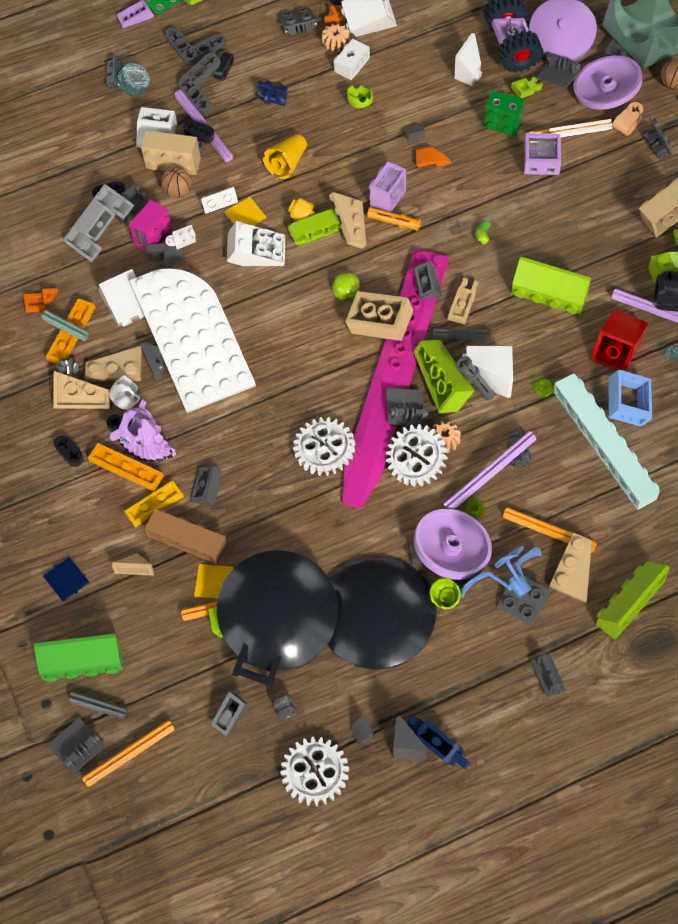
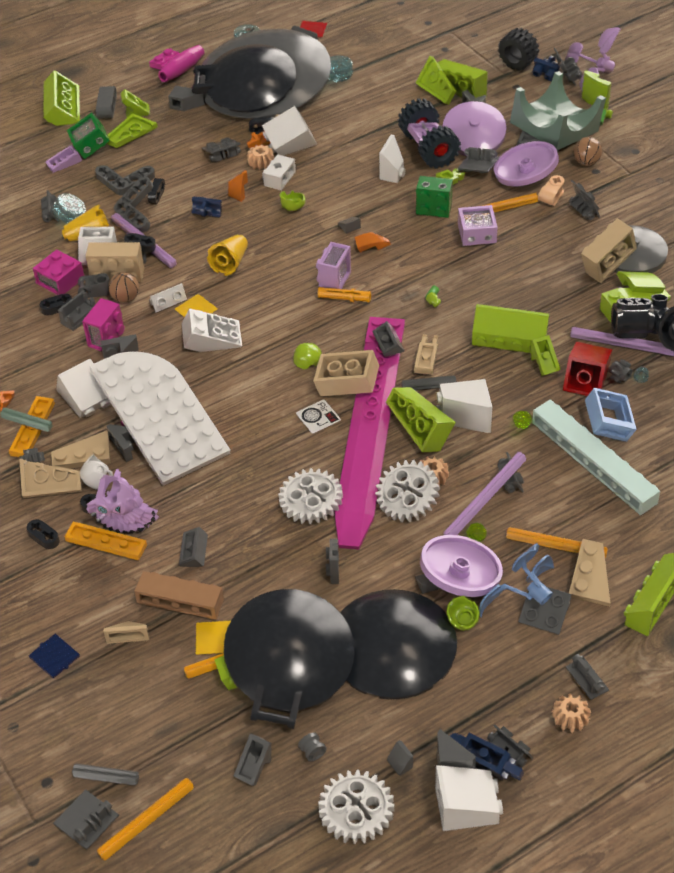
camera: 10 degrees left, 15 degrees down
(79, 657) = (78, 725): bright green slope -> none
(95, 220) = (45, 326): light grey bracket -> none
(114, 156) = (58, 272): none -> dark pink piece
(148, 175) = (95, 284): none -> dark grey piece
(154, 97) = (92, 218): none -> yellow cone
(157, 500) = (129, 578): yellow tile -> none
(181, 237) = (136, 330): white hinge -> none
(301, 209) = (252, 297): yellow head -> none
(305, 72) = (236, 186): none -> orange slope
(314, 227) = (267, 309): lime beam -> none
(334, 515) = (332, 554): none -> dark grey wing
(346, 356) = (318, 416): none -> white sticker
(352, 219) = (303, 296): tan wing -> none
(406, 407) = (387, 450): dark grey hinge -> none
(415, 779) = (467, 797): none -> white slope
(469, 738) = (503, 739): none -> dark grey hinge
(472, 373) = (450, 408): dark grey pin -> none
(522, 715) = (571, 713): none -> light nougat gear
(580, 321) = (544, 353): none -> lime slope
(652, 347) = (620, 371): none -> dark grey gear

